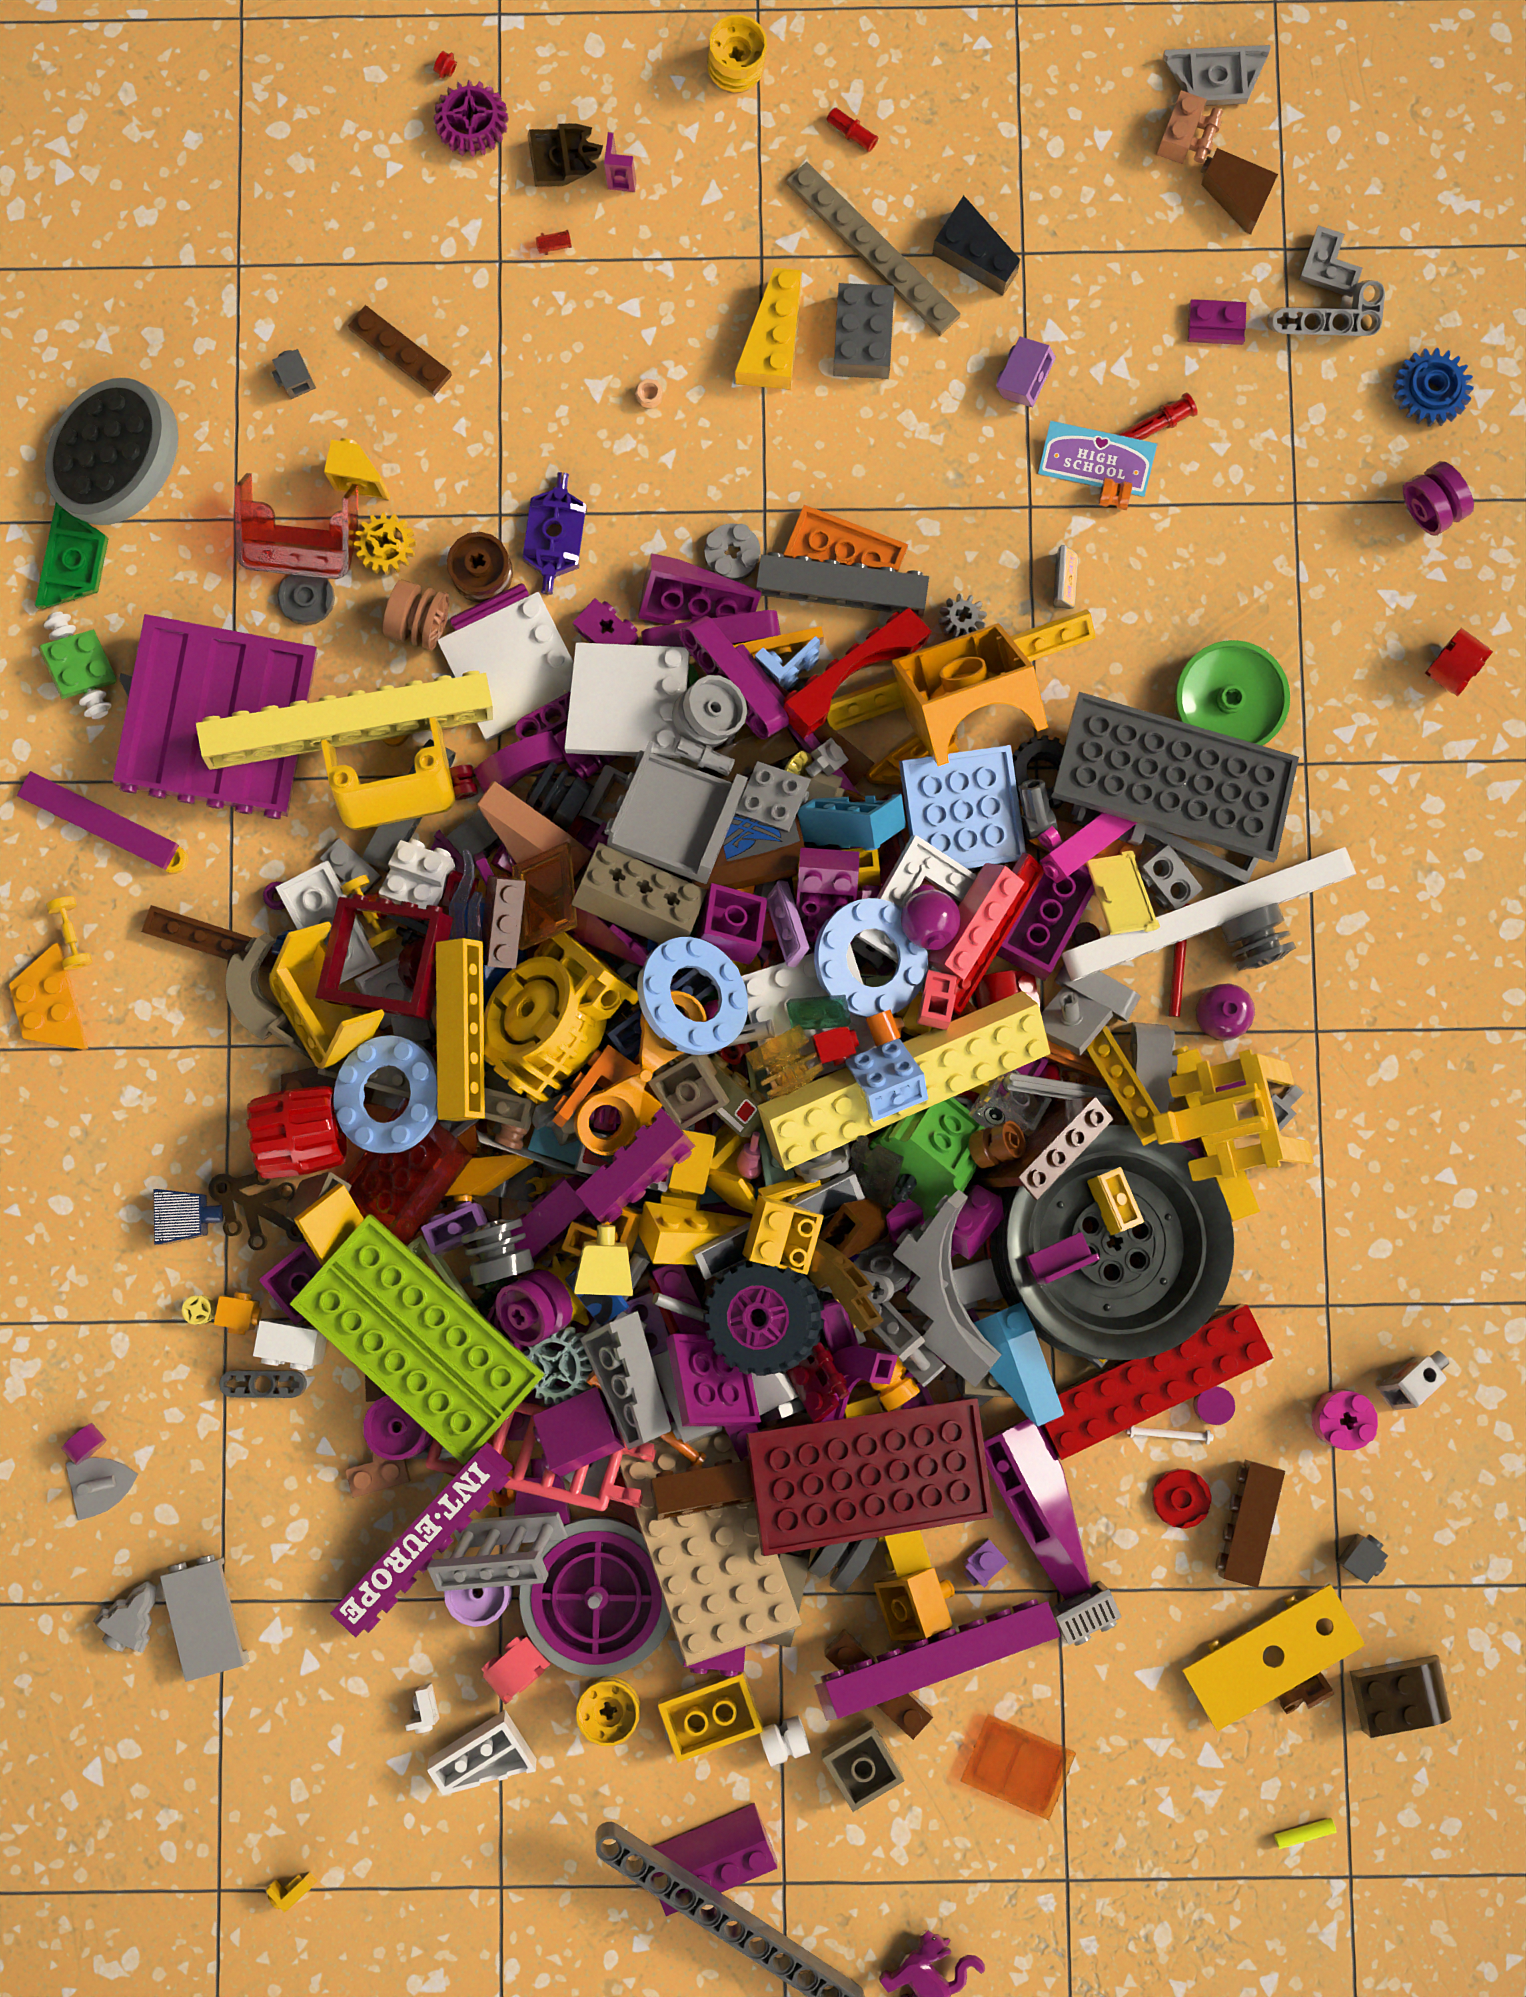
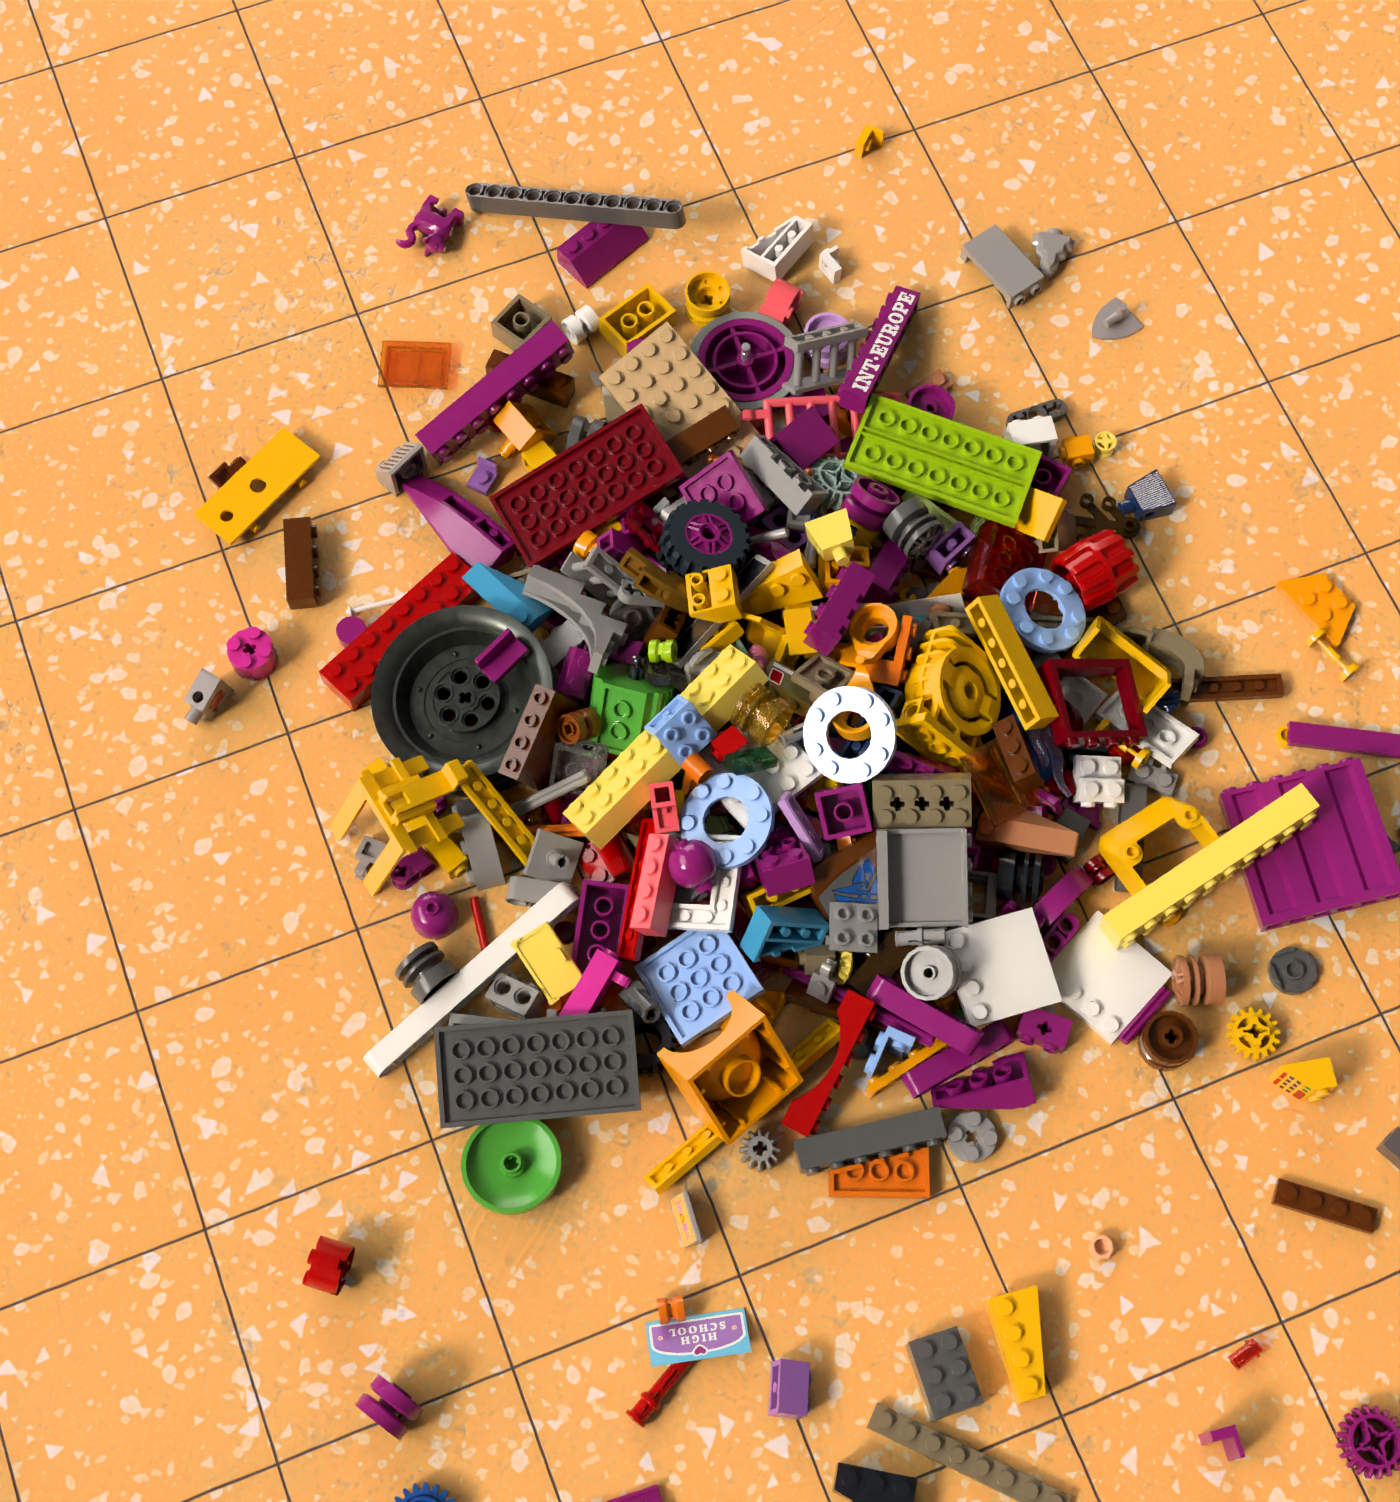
camera: 155 degrees right, 15 degrees down
(83, 1444) = (1137, 337): magenta piece -> none
(293, 549) = (1325, 1002): clear red windscreen -> none
(554, 554) = (1123, 1117): dark purple plate -> none
(562, 154) = (1277, 1439): dark brown plate -> none
(867, 1193) = (663, 651): none -> lime wheel
(1115, 1201) = (474, 724): yellow slope -> none
(1181, 1498) = (355, 566): red tile -> none
(1305, 1833) = (201, 391): neon yellow piece -> none
(1363, 1557) = (211, 569): dark grey brick -> none
(1401, 1696) = (157, 493): dark brown brick -> none

